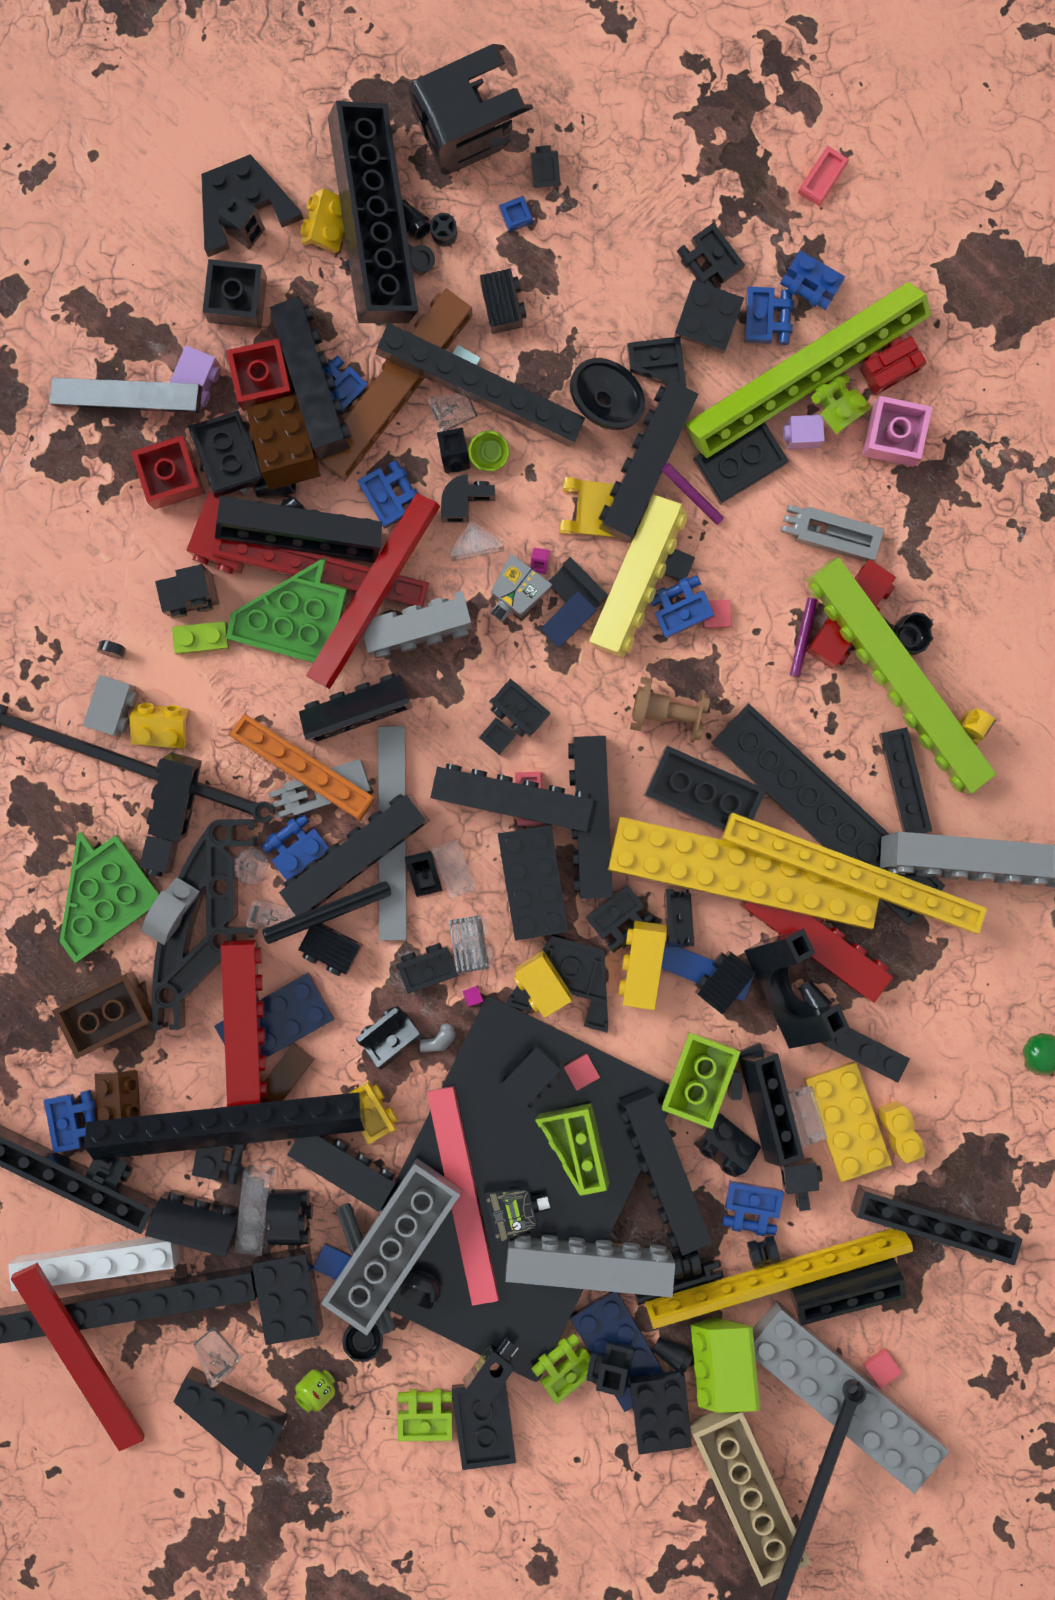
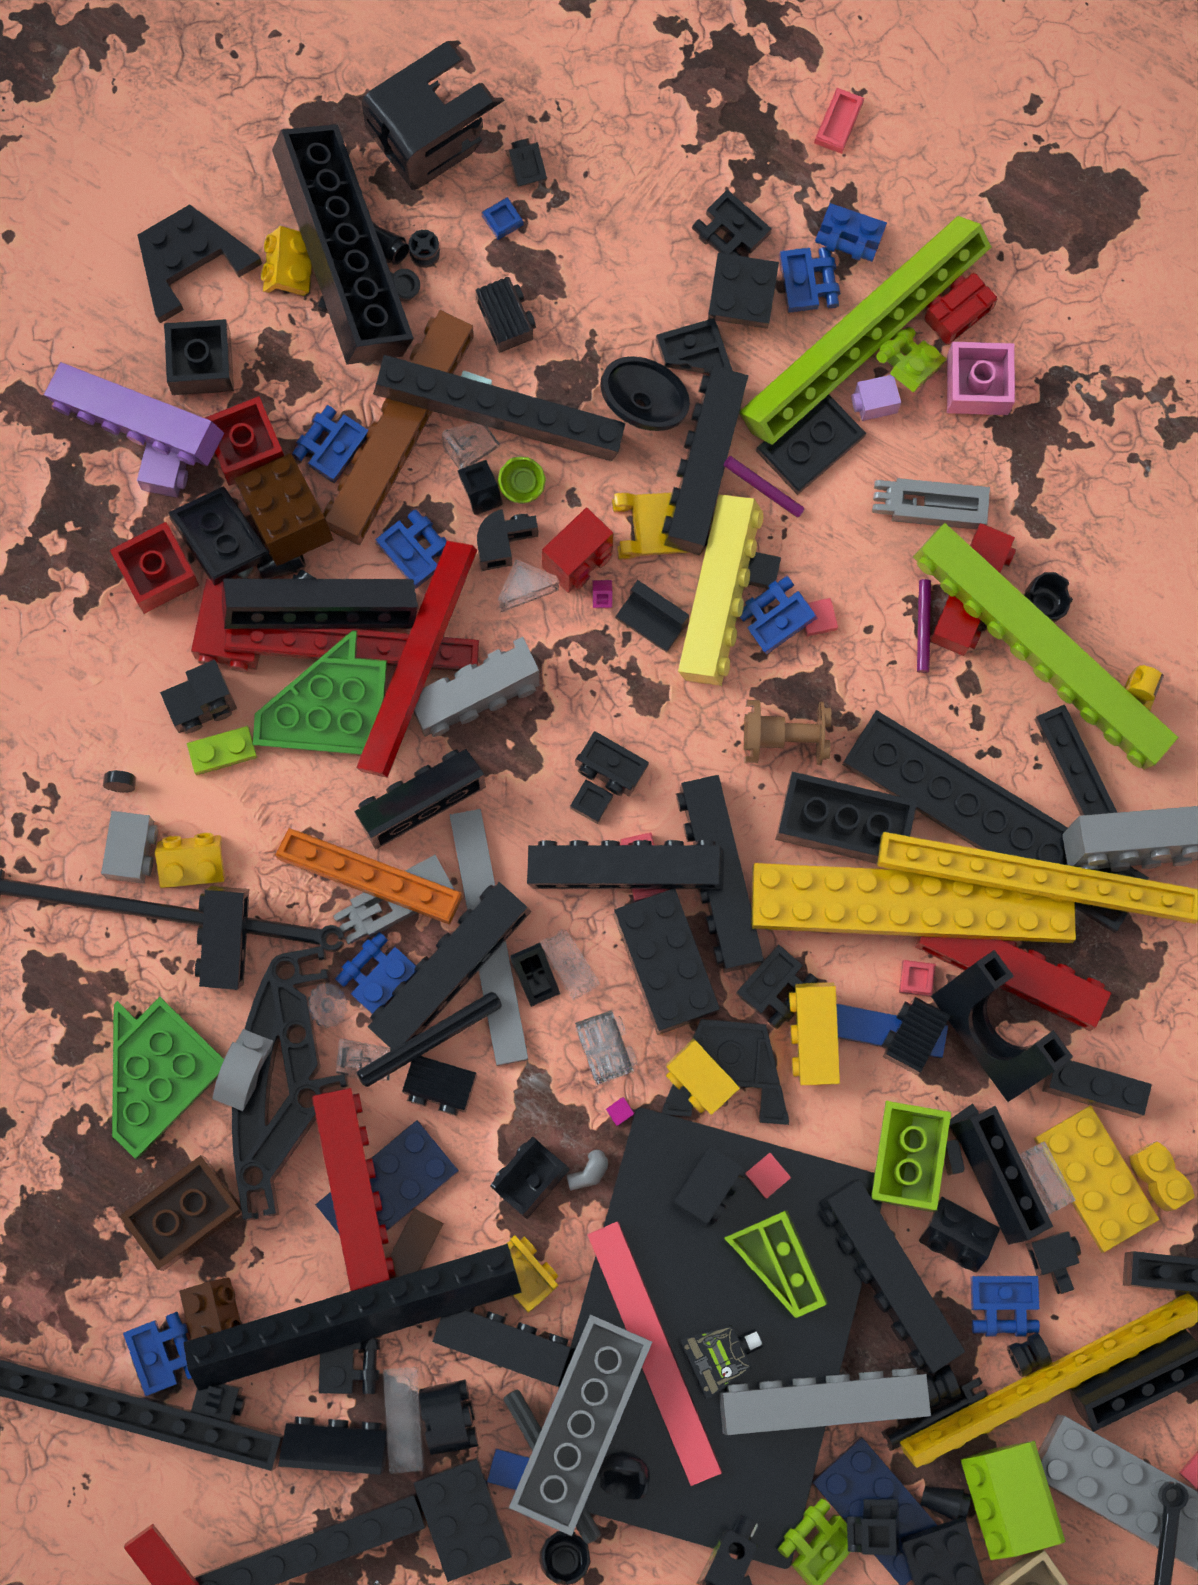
camera: 15 degrees left, 10 degrees down
(101, 1260) = (231, 1518): white brick -> none
(126, 395) = (91, 489): tile -> none
(158, 855) = (214, 1011): black brick -> none
(170, 335) = (134, 414): none -> medium lavender brick
(242, 225) = (195, 282): black hinge -> none
(310, 378) = (303, 434): black brick -> none
(427, 968) = (559, 1087): black bracket -> none
(517, 589) = (584, 629): light grey torso -> none
(524, 522) = (578, 550): none -> red brick
(568, 619) = (649, 652): dark blue tile -> none
(678, 918) = (846, 972): black hinge -> none
(736, 932) = (917, 978): none -> coral tile
(813, 996) = (1021, 1034): black cone -> none

